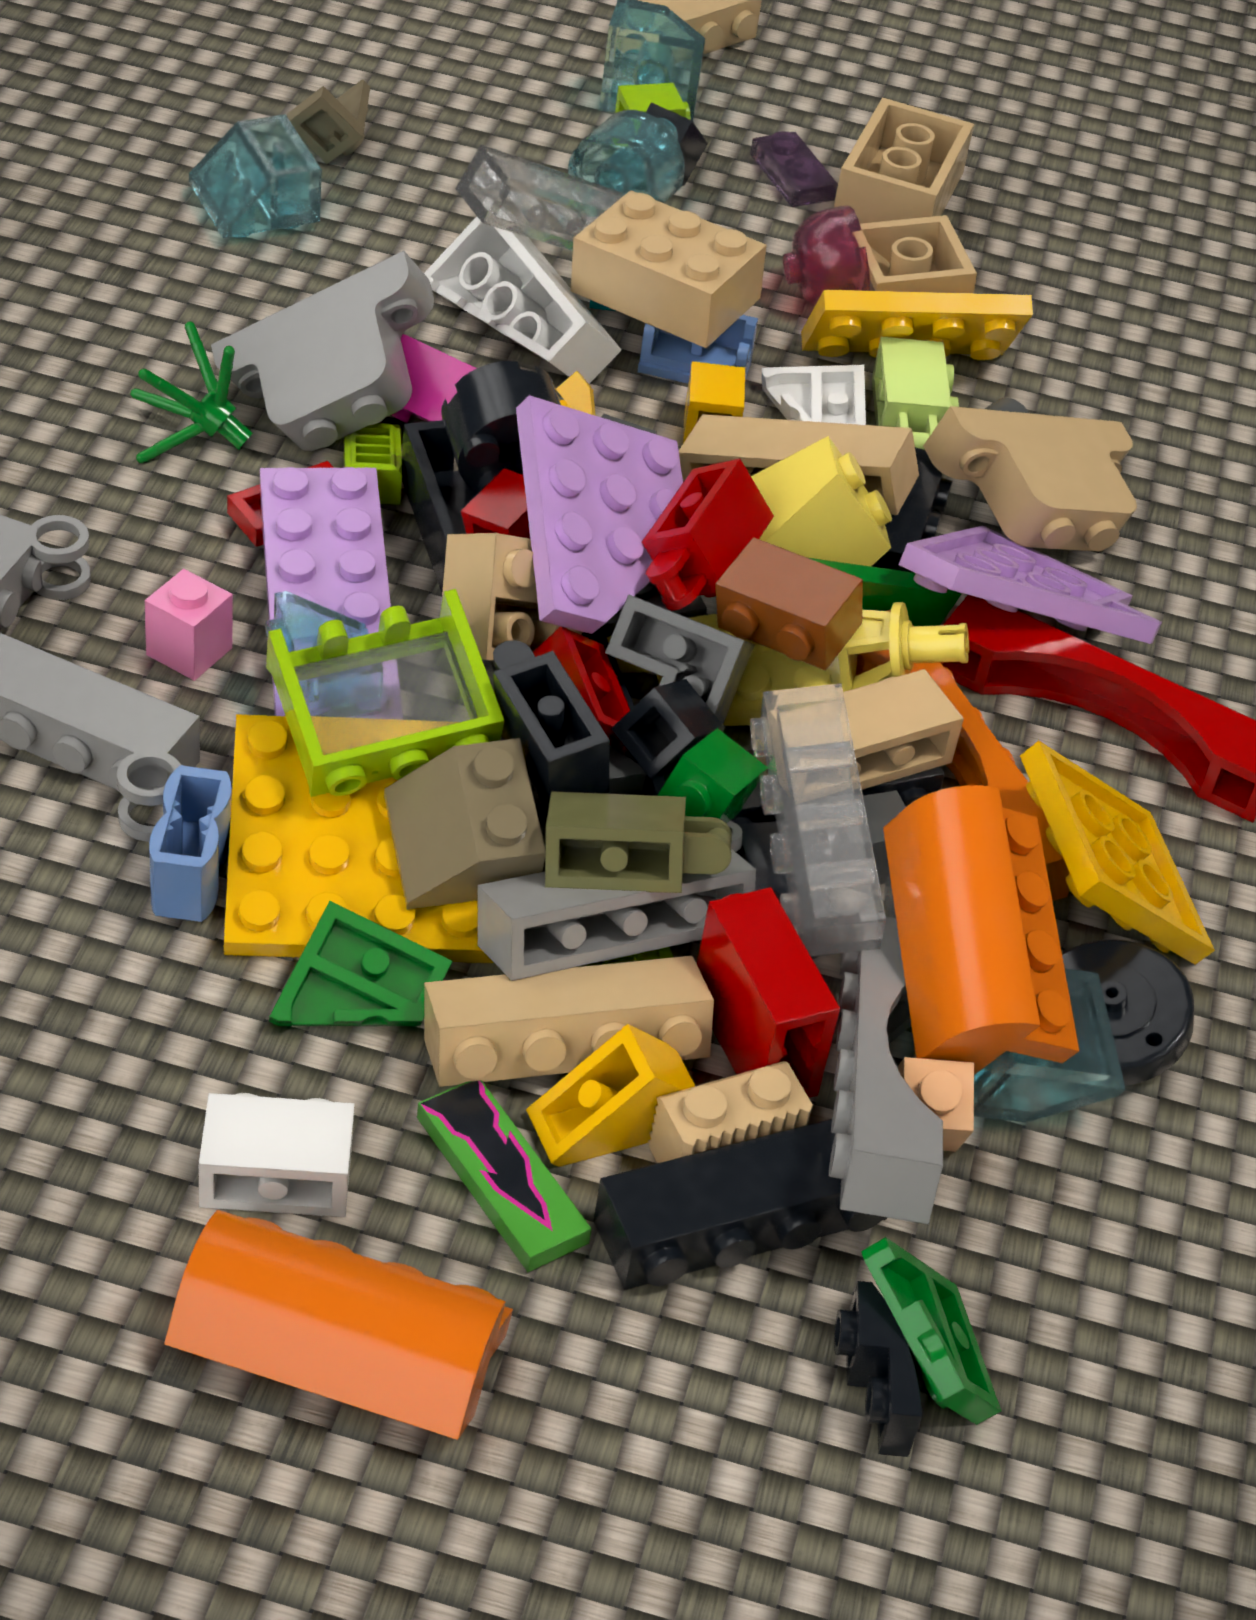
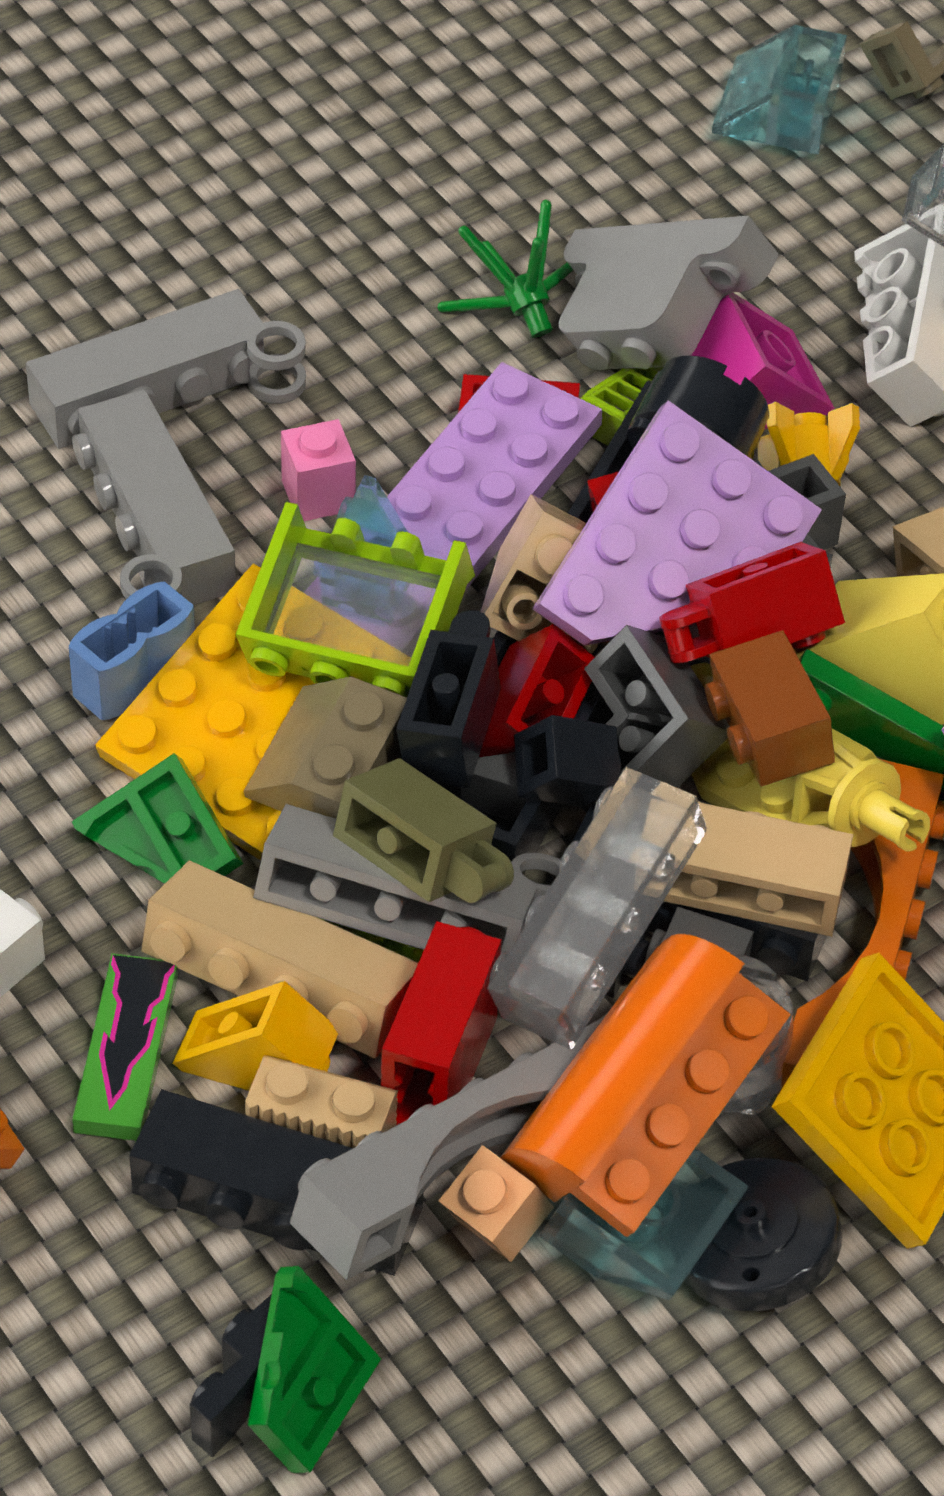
camera: 45 degrees right, 5 degrees up
(714, 777) = (546, 823): green brick -> none

